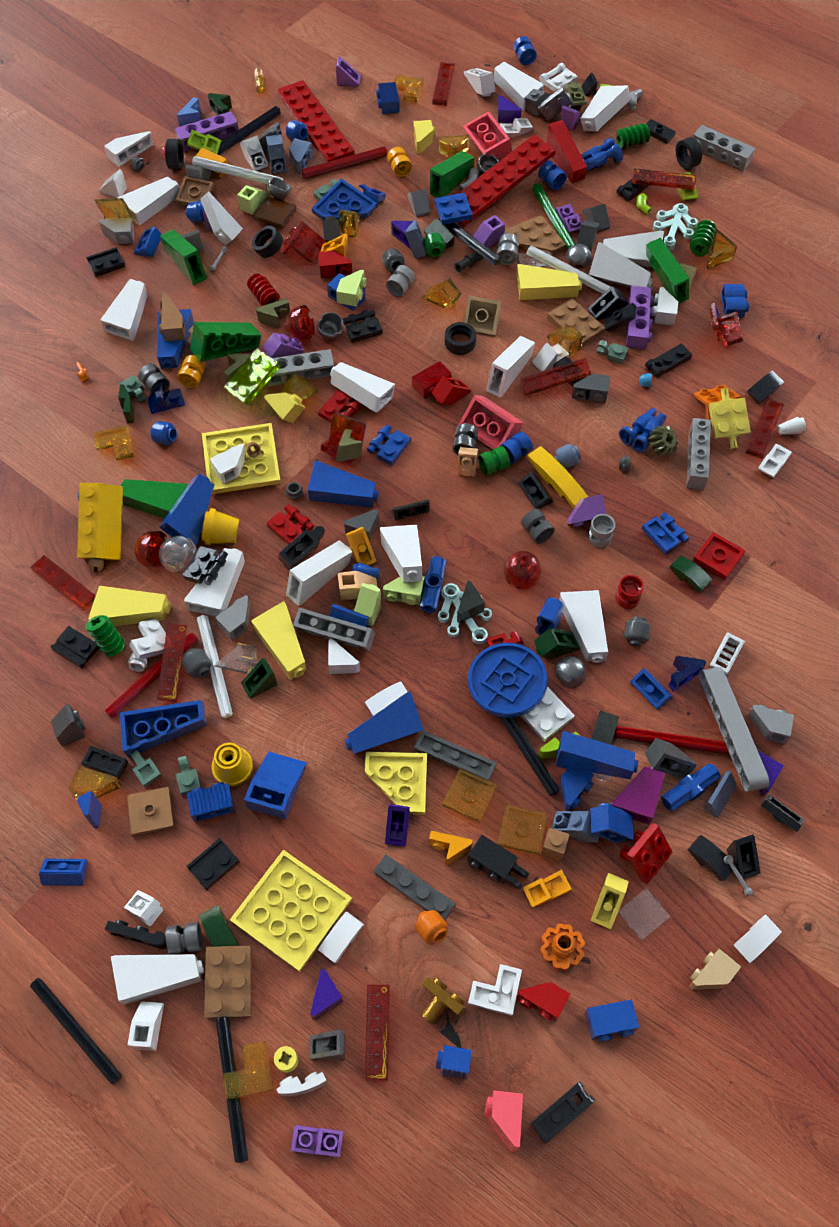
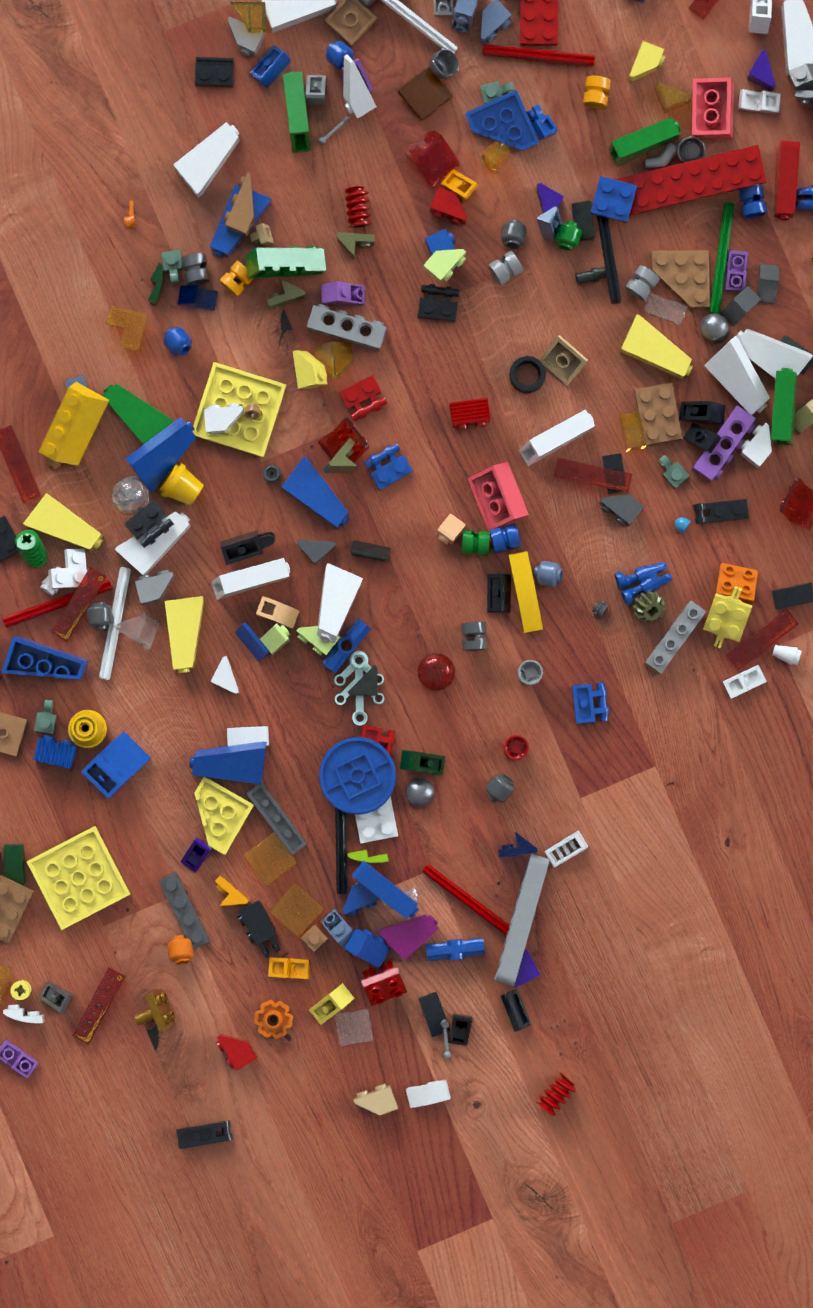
camera: 25 degrees right, 25 degrees up
(145, 770) = (14, 695): sand green plate -> none
(148, 547) = (107, 473): clear red cylinder -> none
(213, 864) = (34, 805): black plate -> none
(251, 198) = (409, 63): yellowish green slope -> none
(252, 376) = (292, 319): clear neon green plate -> none
(259, 679) = (146, 659): dark green slope -> none
(262, 237) = (385, 132): black tyre -> none
(285, 528) = (244, 512): red plate -> none
(299, 323) = (373, 273): clear red cylinder -> none
(325, 997) = (73, 959): dark purple slope -> none
(330, 325) = (402, 291): flat silver hair -> none
(331, 228) = (471, 154): dark grey slope -> none
(334, 628) = (234, 647): light grey brick -> none
(340, 937) = (106, 920): white slope -> none
(361, 546) = (300, 573): light orange slope -> none
(362, 386) = (395, 388): white slope -> none
(371, 571) = (292, 599): blue cone -> none
(419, 202) = (588, 160): light grey slope -> none
(443, 294) = (540, 308): clear yellow slope -> none
(450, 390) = (481, 436): red slope -> none
(454, 1062) = (142, 1060): blue brick -> none
(465, 436) = (461, 504): dark grey wheel -> none
(490, 231) = (633, 251): medium lavender slope -> none
(500, 997) = (204, 1030): white plate -> none
(505, 1117) = (156, 1116): coral slope -> none
(548, 356) = (605, 445): white slope -> none
(549, 615) = (428, 737): blue brick -> none
(559, 265) = (689, 347): white axle -> none
(586, 510) = (529, 644): medium lavender slope -> none
(586, 622) = (461, 752): white slope -> none
(605, 727) = (413, 863): pearl dark grey slope -> none
(612, 1020) = (278, 1092): blue brick -> none
(651, 688) = (481, 845): blue slope -> none
(669, 759) = (451, 917): dark grey slope -> none
(693, 573) = (584, 756): dark green slope -> none
(719, 555) = (623, 752): red plate -> none
(721, 794) = (477, 968): sand blue slope -> none
(772, 724) = (559, 933): light grey slope -> none

